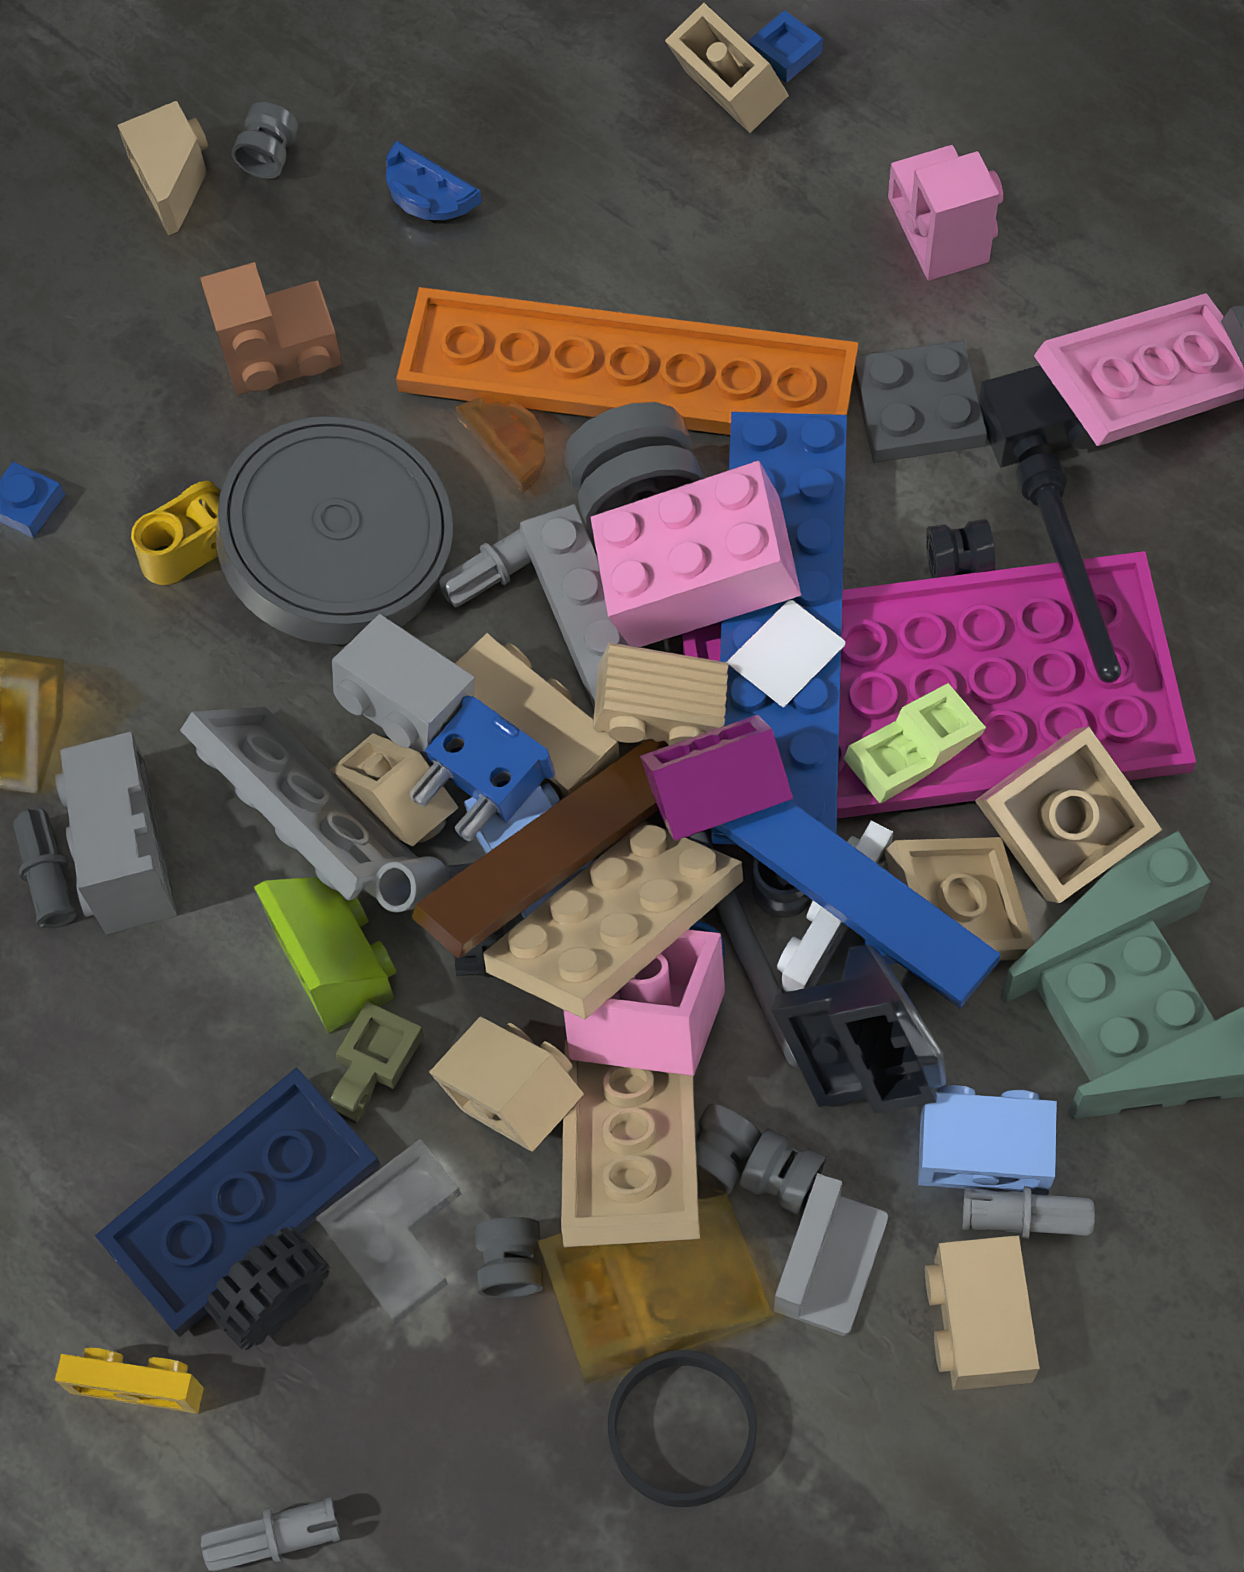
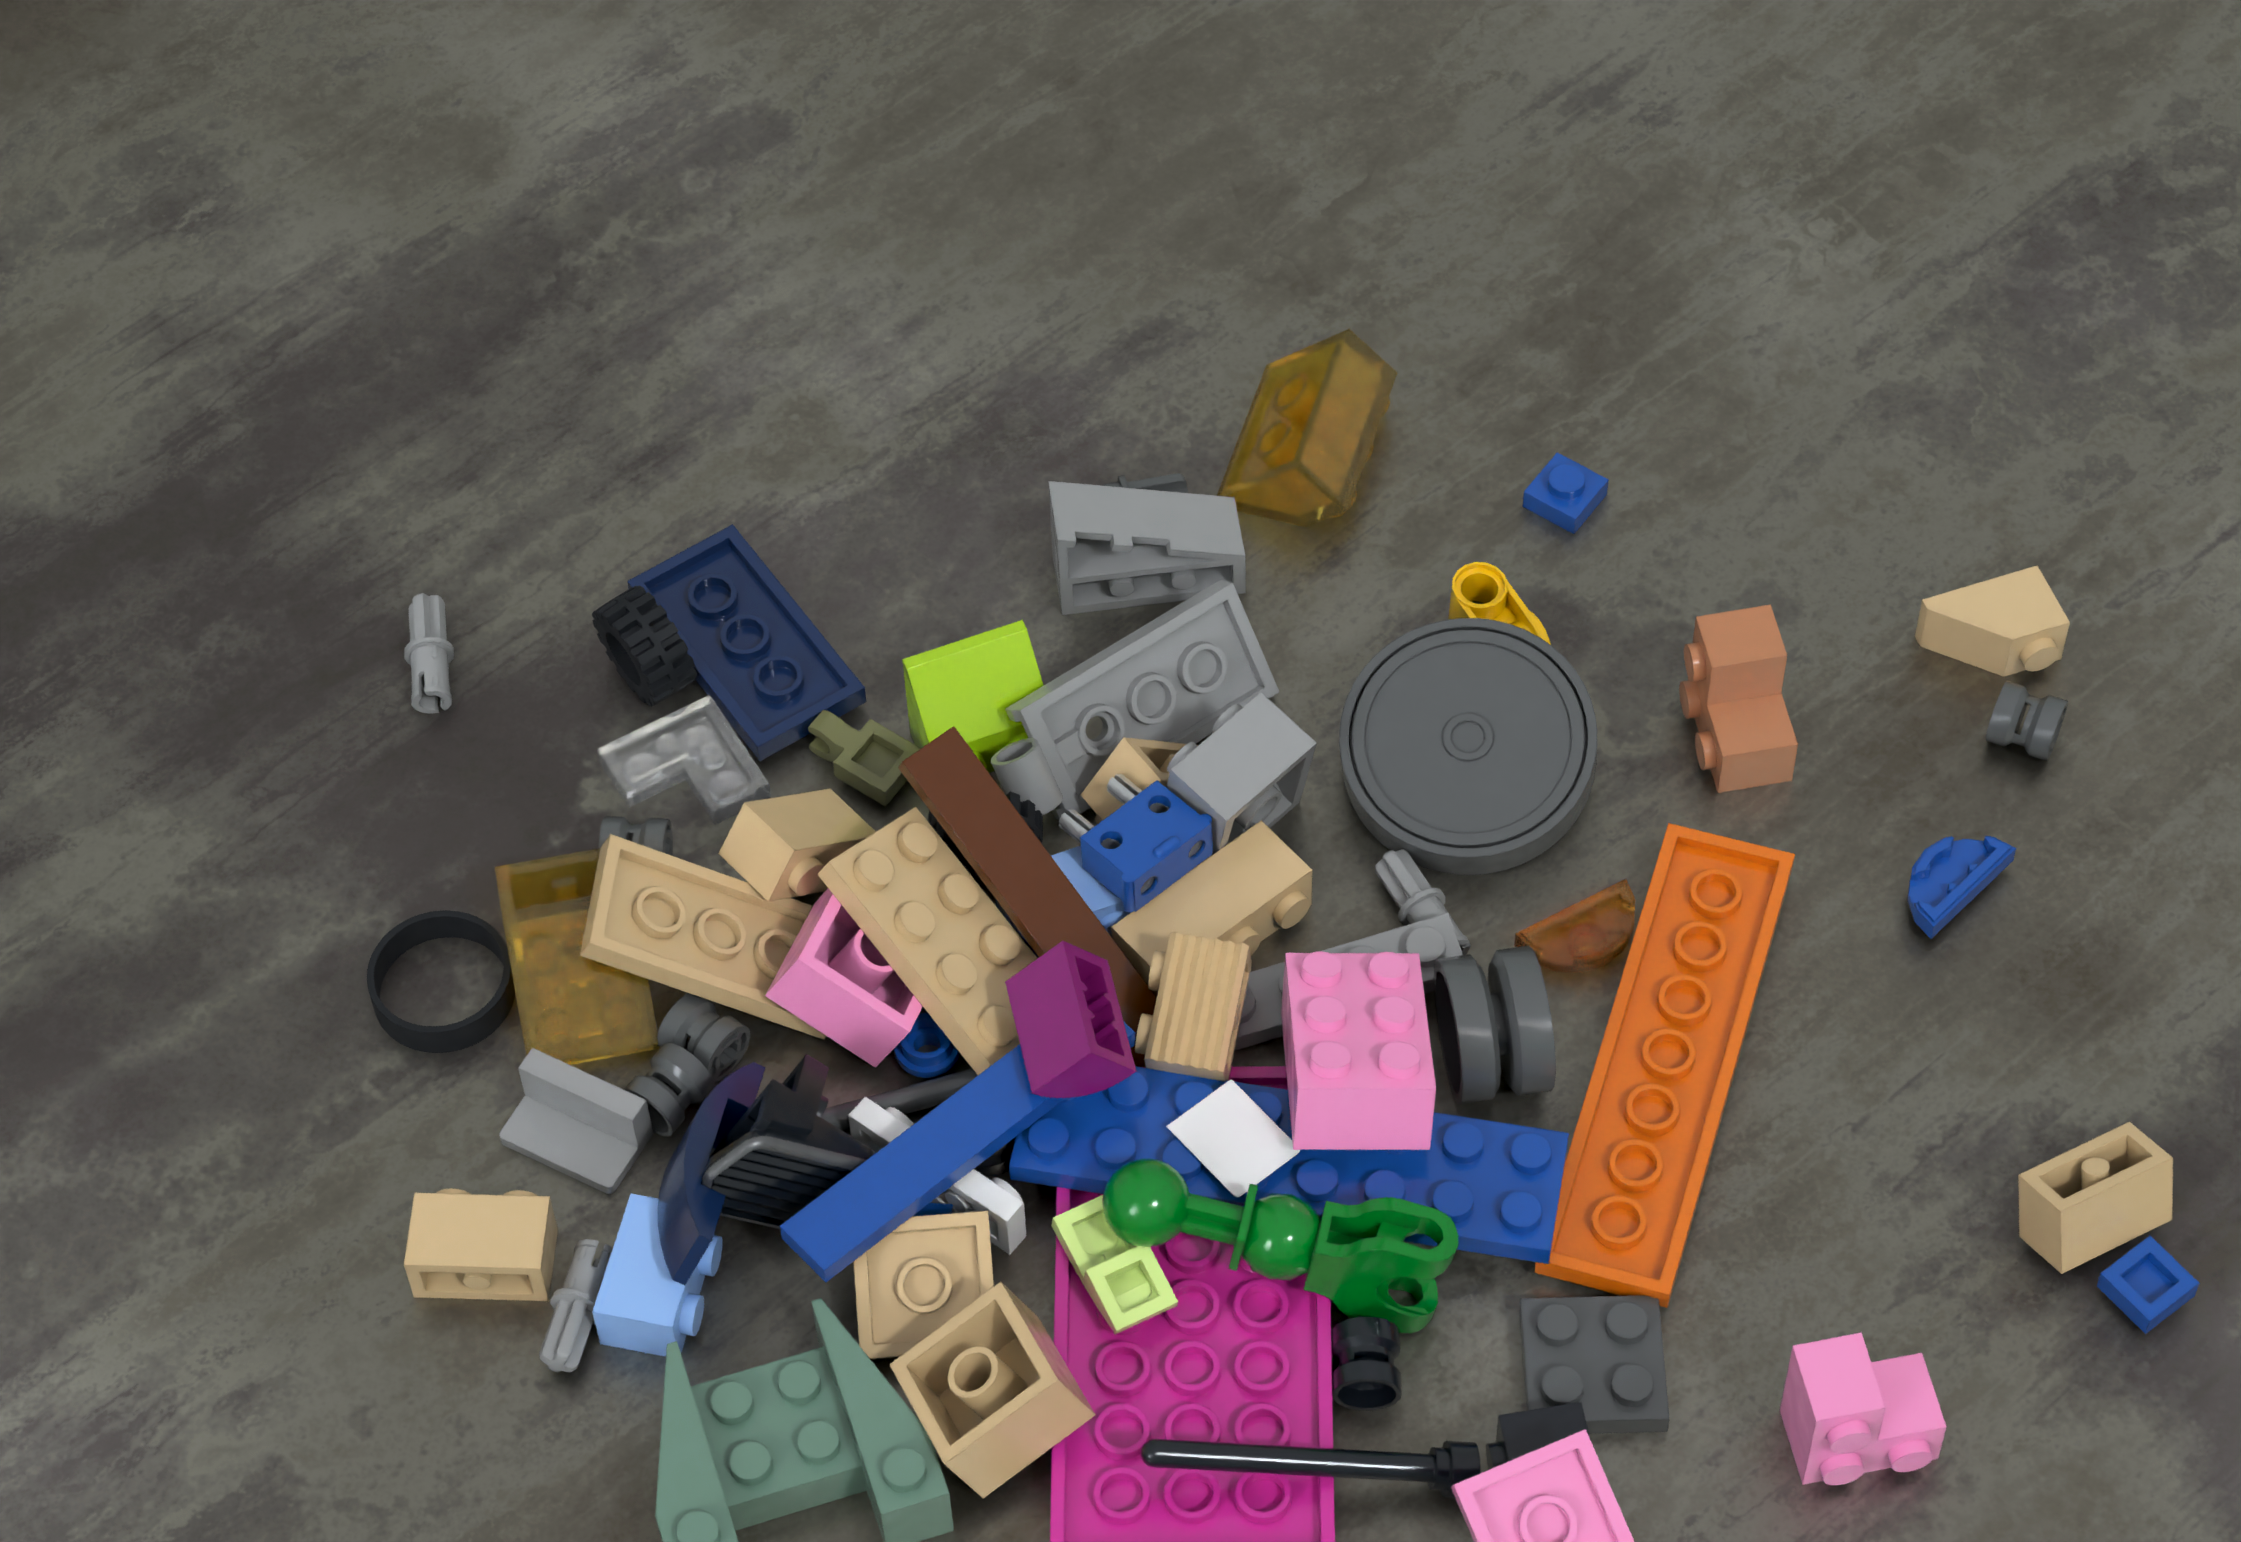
camera: 95 degrees right, 10 degrees down
(106, 1377) = (585, 560): yellow plate -> none
(879, 604) = (1347, 1253): none -> green piece
(899, 1106) = (685, 1206): none -> dark blue slope

